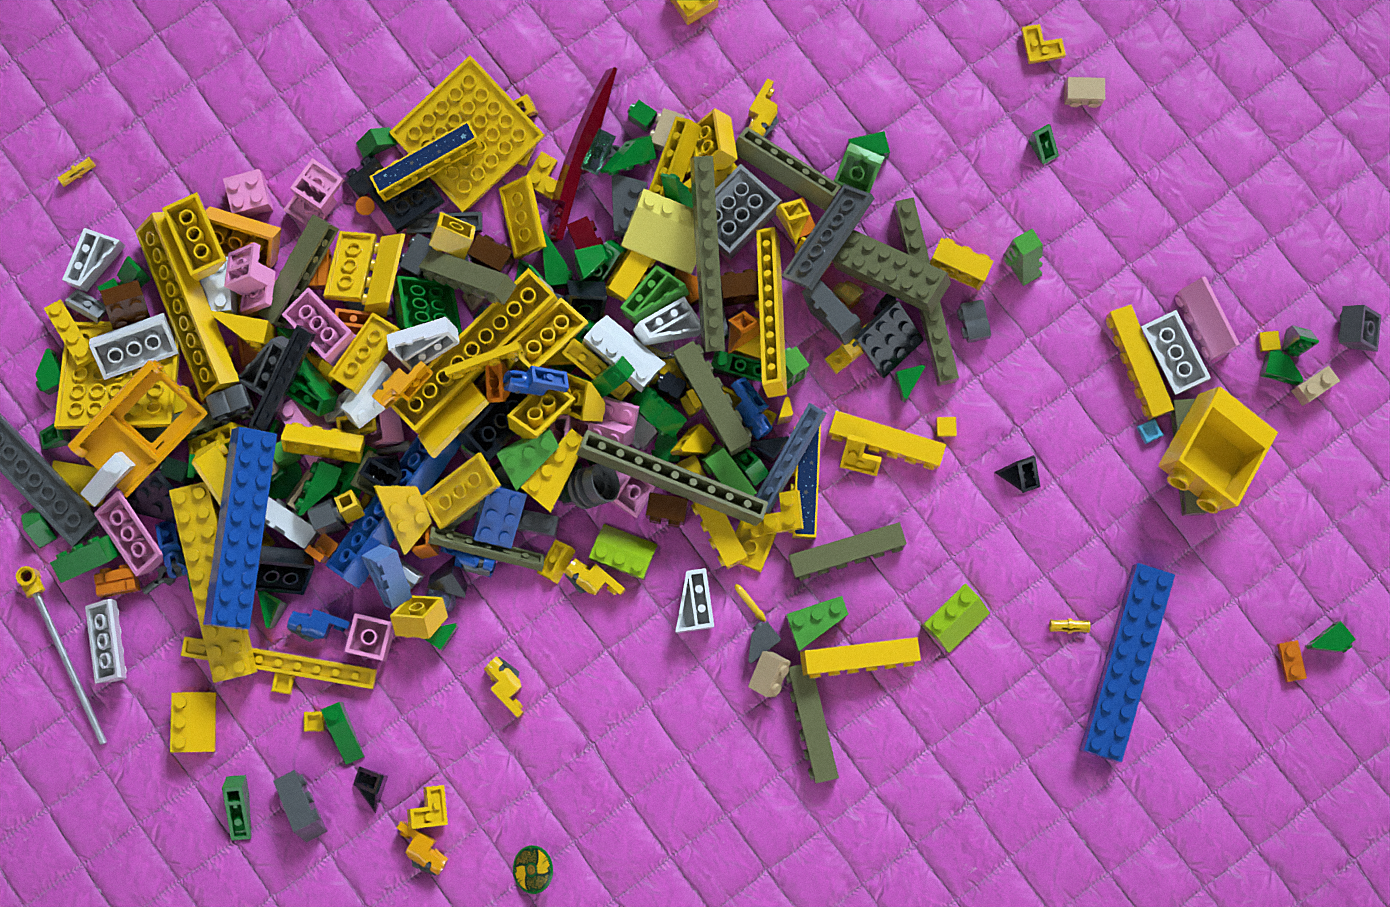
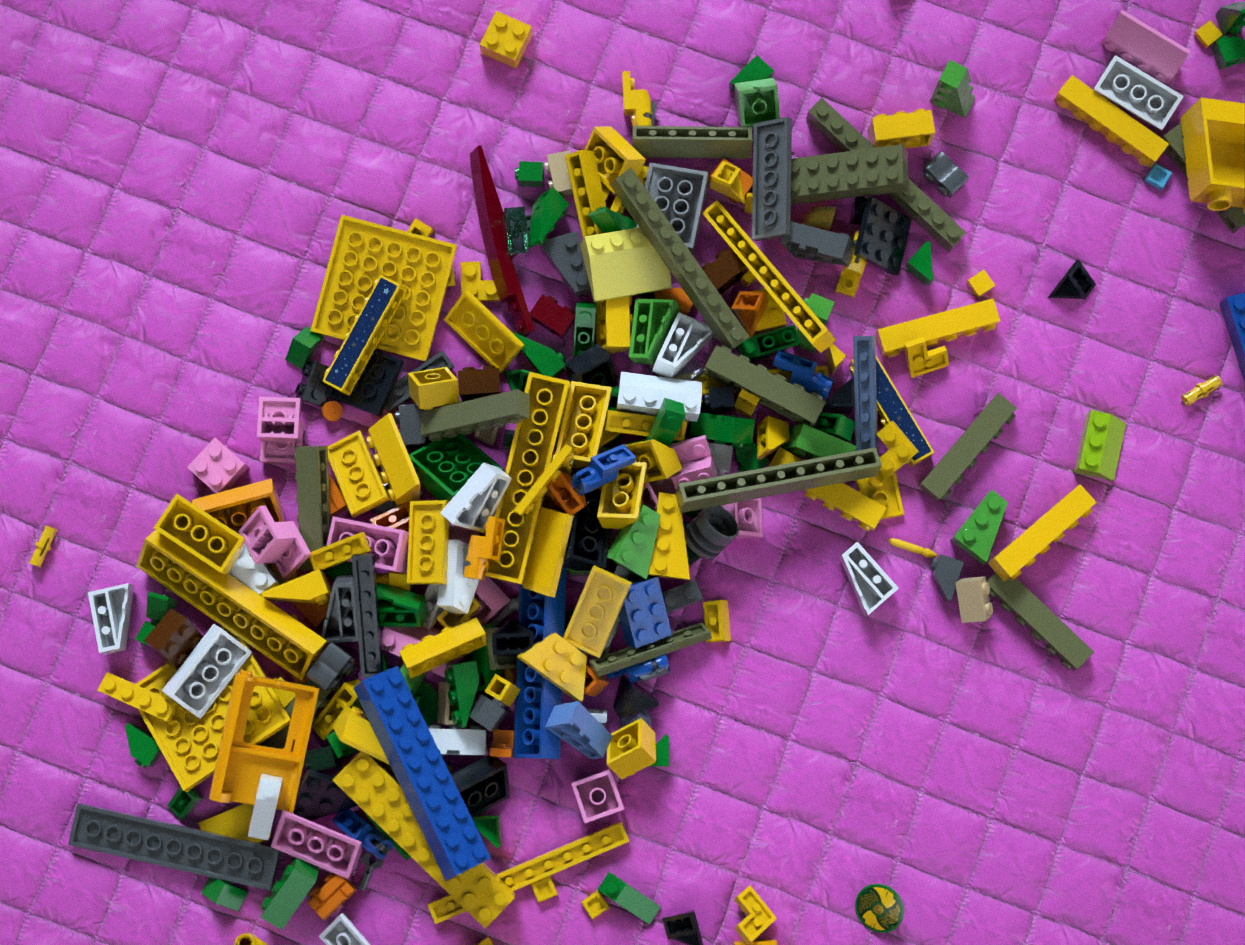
camera: 30 degrees left, 0 degrees up
(86, 305) = (135, 662): light grey plate -> none
(292, 317) = (339, 551): none -> yellow tile
(315, 626) = (541, 818): blue plate -> none
(506, 683) = (746, 757): yellow plate -> none
(589, 260) = (571, 333): green slope -> none
(591, 579) = (761, 617): yellow plate -> none
(623, 552) = (772, 574): lime slope -> none
(666, 509) = (786, 511): reddish brown brick -> none

